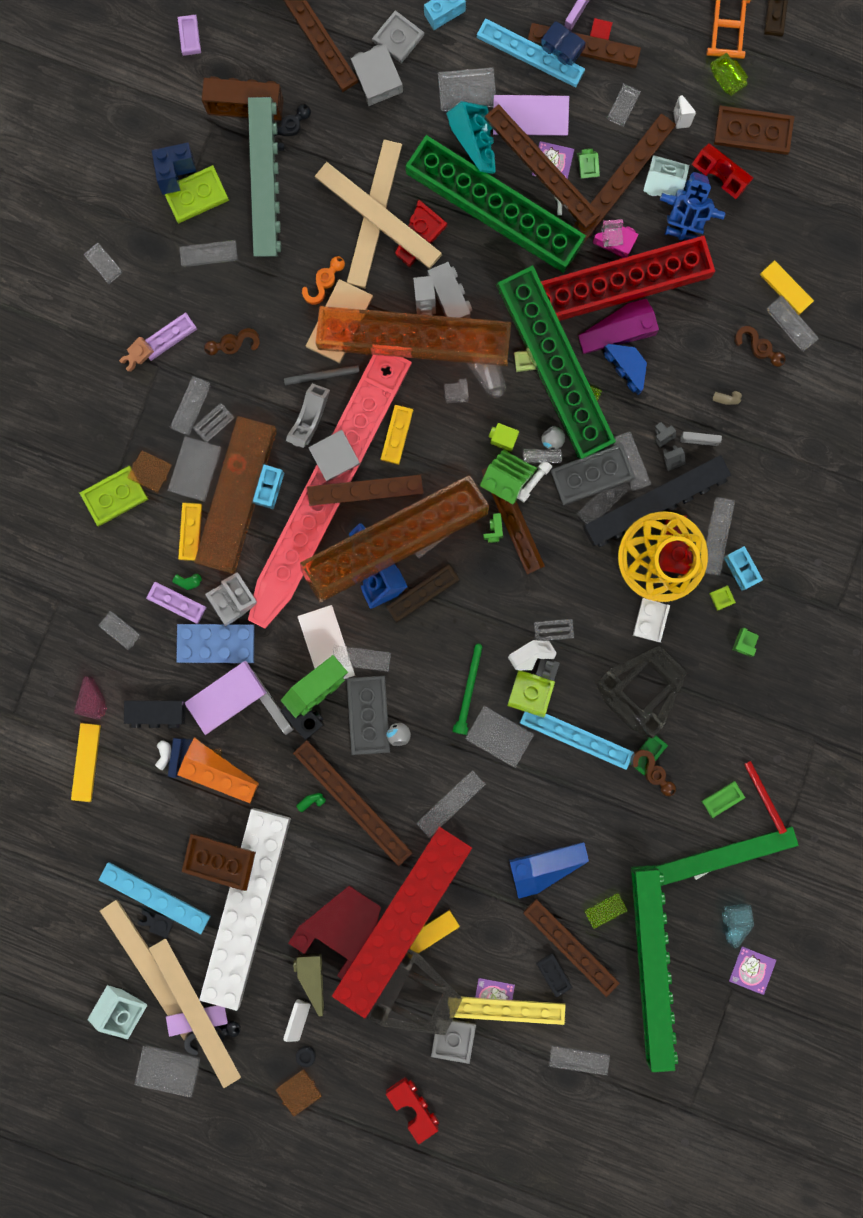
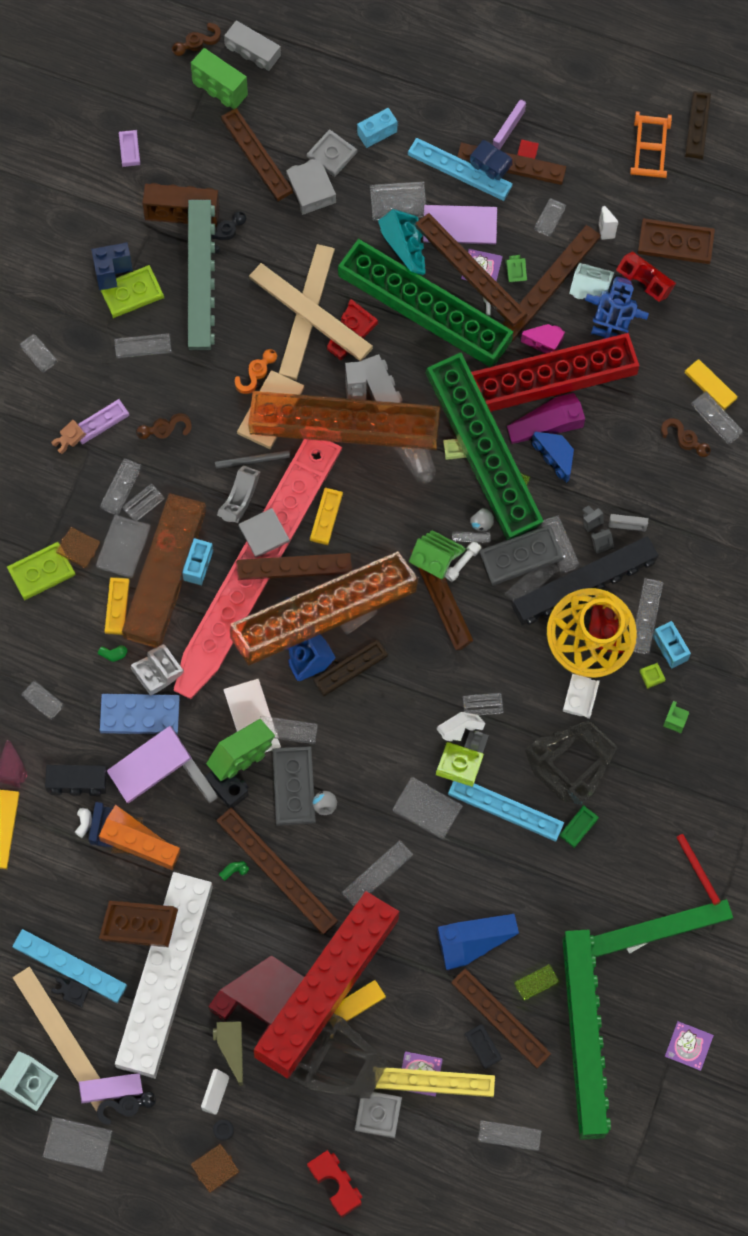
camera: 10 degrees left, 15 degrees down
(176, 602) = (101, 674): lavender tile -> none
(194, 1013) = (109, 1078): tan tile -> none
(456, 392) = (386, 477): clear panel -> none
(461, 725) = (388, 796): green piece -> none
(496, 525) = (425, 604): bright green bracket -> none
(503, 437) = (433, 518): lime brick -> none
(612, 232) = (539, 328): clear panel -> none
(653, 773) = (585, 844): reddish brown piece -> none
(723, 799) = (656, 872): bright green tile -> none
(726, 399) = (653, 486): dark tan arm -> none
(729, 74) = (651, 191): clear neon green slope -> none
(739, 923) = (673, 992): clear light blue slope -> none

